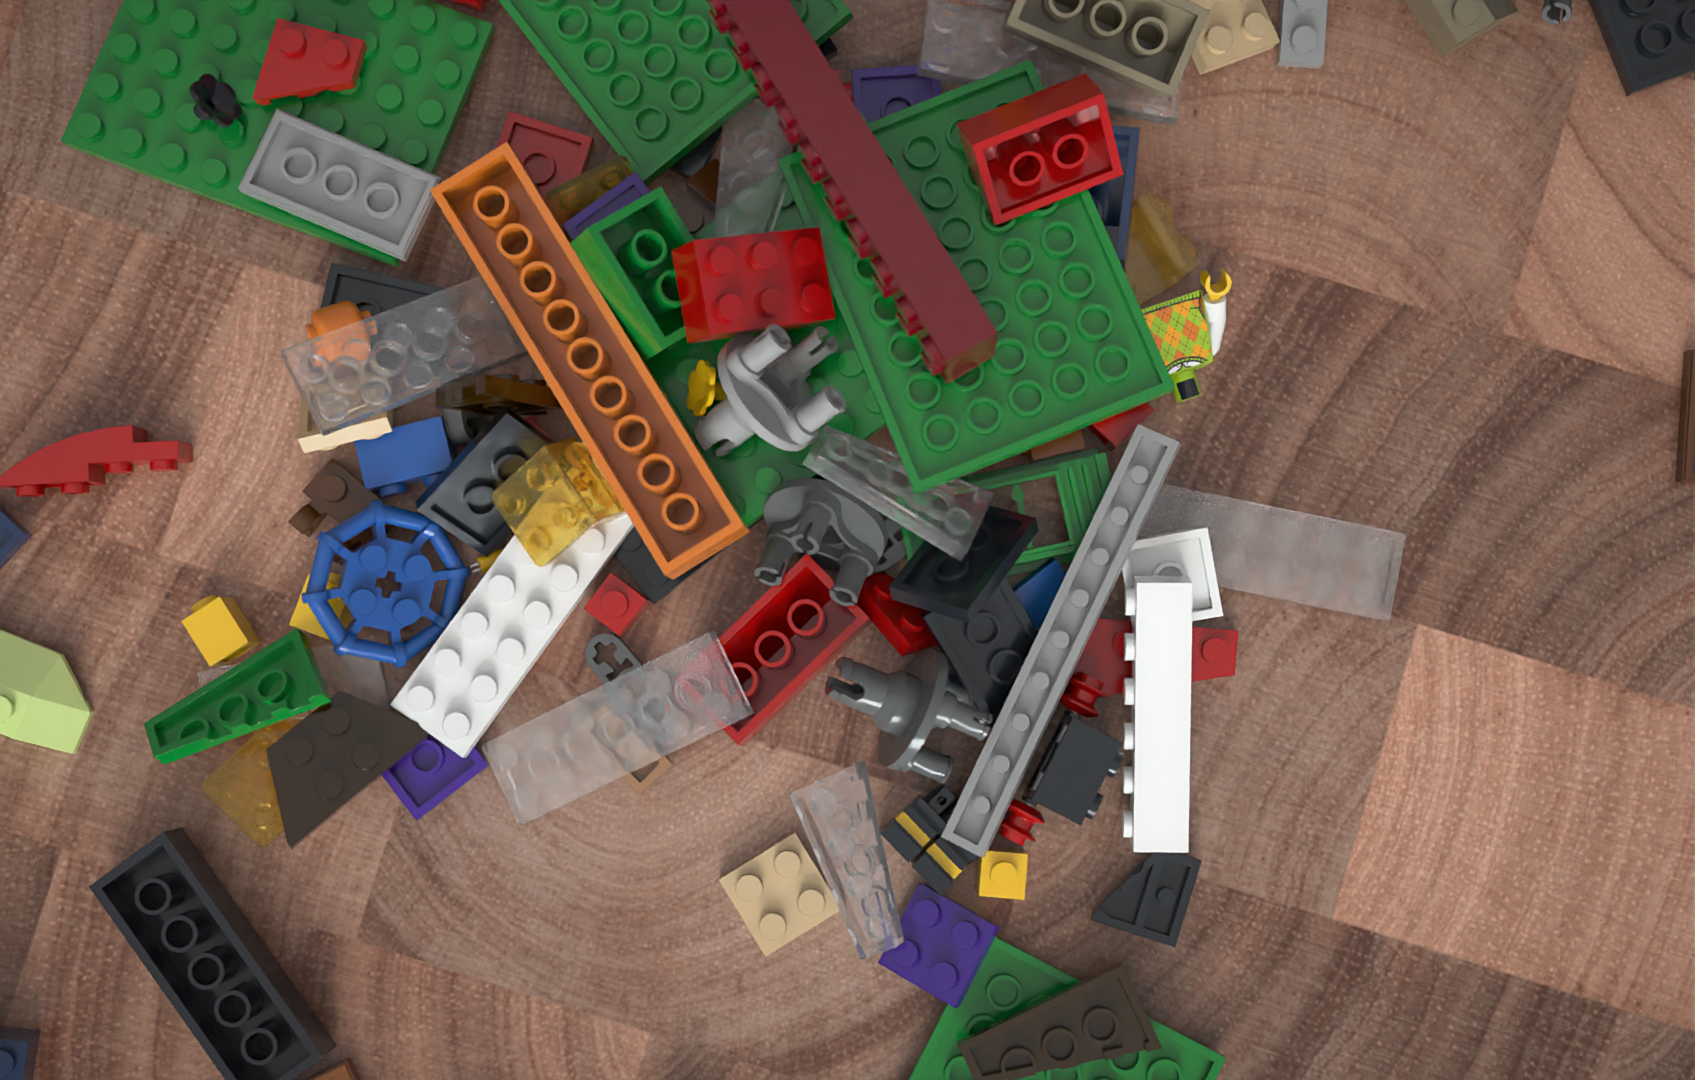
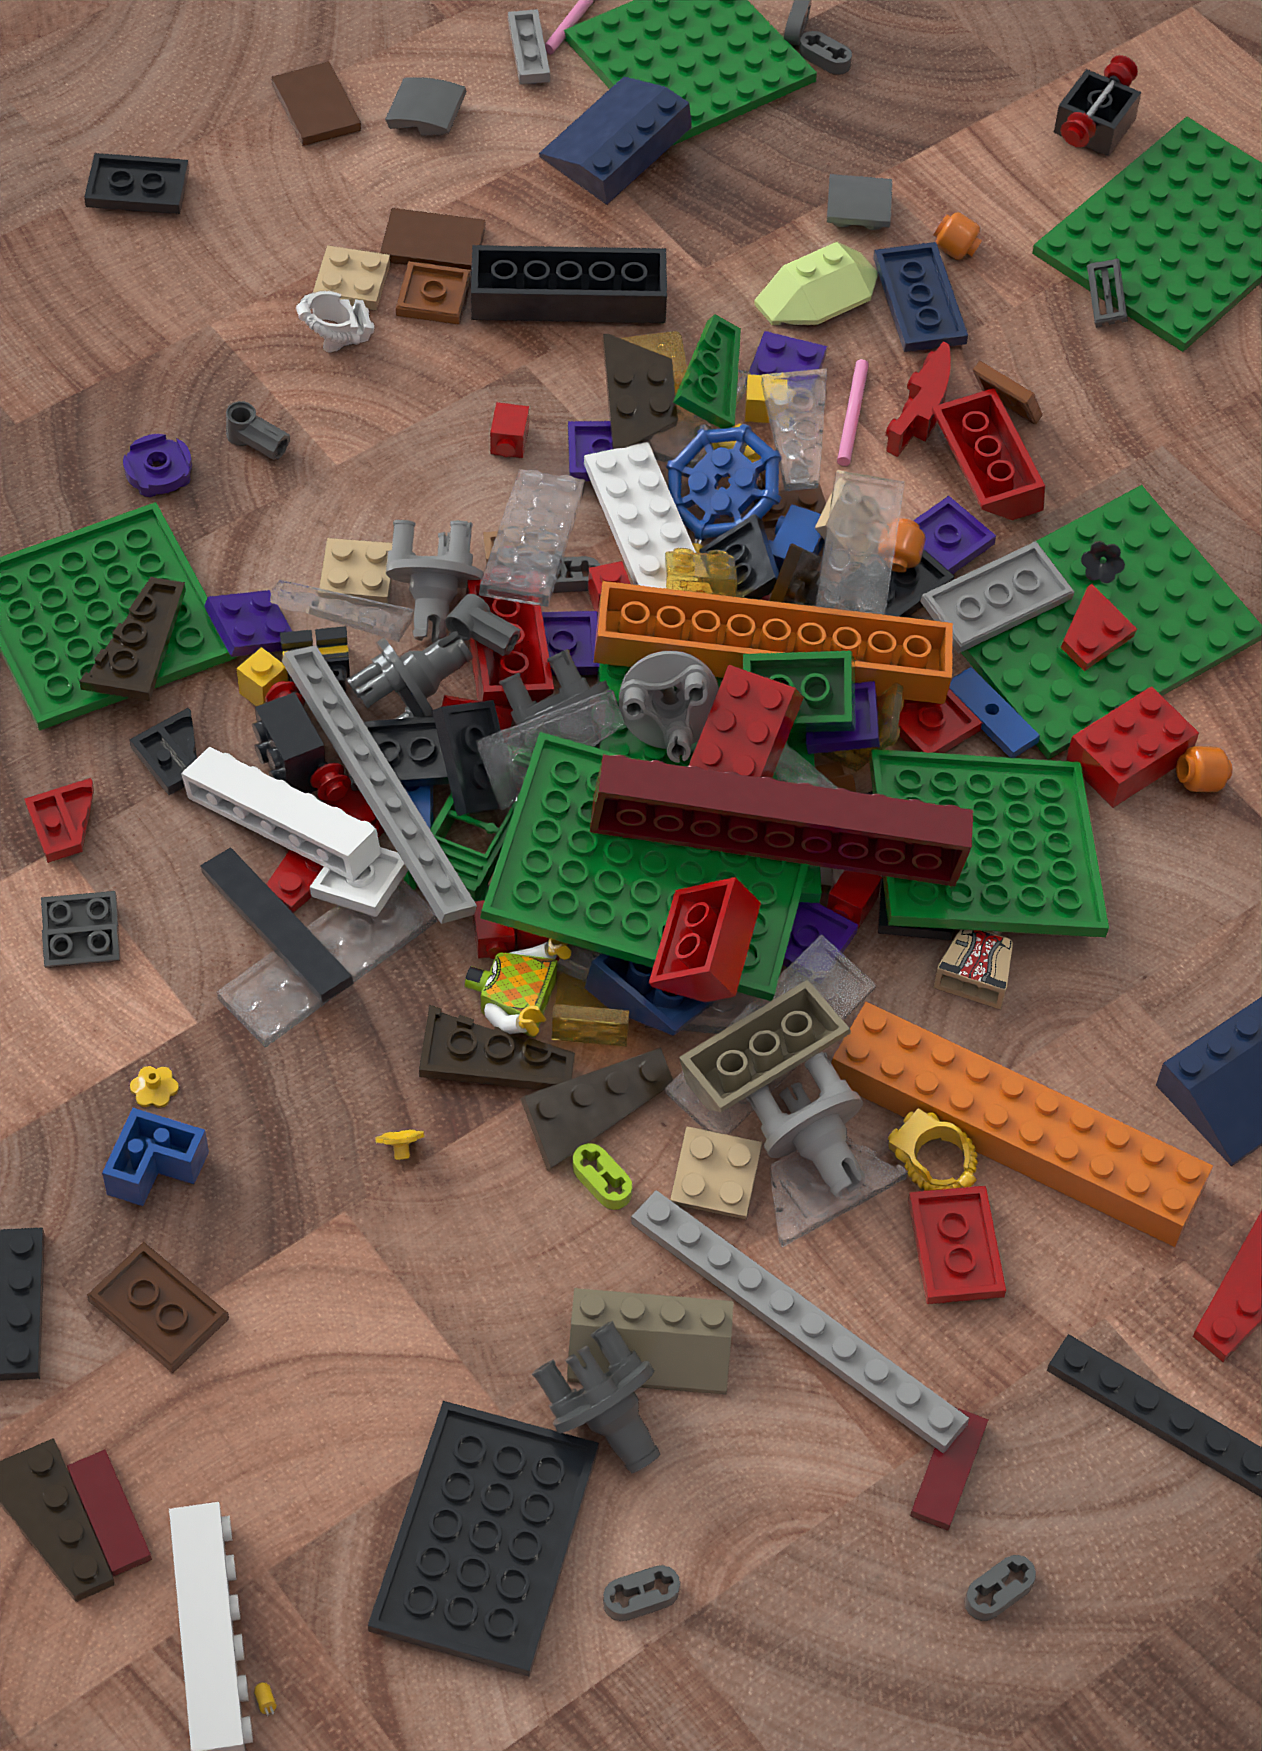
camera: 125 degrees right, 30 degrees down
(27, 366) = (1010, 392): none -> dark orange tile
(132, 328) = (991, 455): none -> red slope
(147, 649) = (786, 354): none -> dark purple plate
(164, 531) = (852, 413): none -> bright pink bar
(235, 568) = (796, 421): none -> clear wing
(271, 306) = (953, 534): none -> dark purple plate
(475, 875) = (509, 430): none -> red brick
(492, 89) = (997, 716): none -> blue tile
(711, 595) = (574, 632): none -> dark purple plate
(752, 789) = (432, 578): none -> light grey piece
(797, 683) = (474, 620): none -> dark grey piece
(1240, 182) = (592, 1103): none -> dark brown wing
(1261, 327) = (476, 1054): none -> dark brown wing
(1278, 621) = (277, 925): none -> black tile
(1308, 125) = (596, 1182): none -> lime beam
(1311, 938) = (61, 818): none -> red wing
(1406, 330) = (400, 1141): none -> yellow plant
(1413, 815) = (80, 929): none -> dark grey slope
(1507, 610) = (154, 1086): none -> yellow plant
(1598, 540) = (149, 1148): none -> blue brick

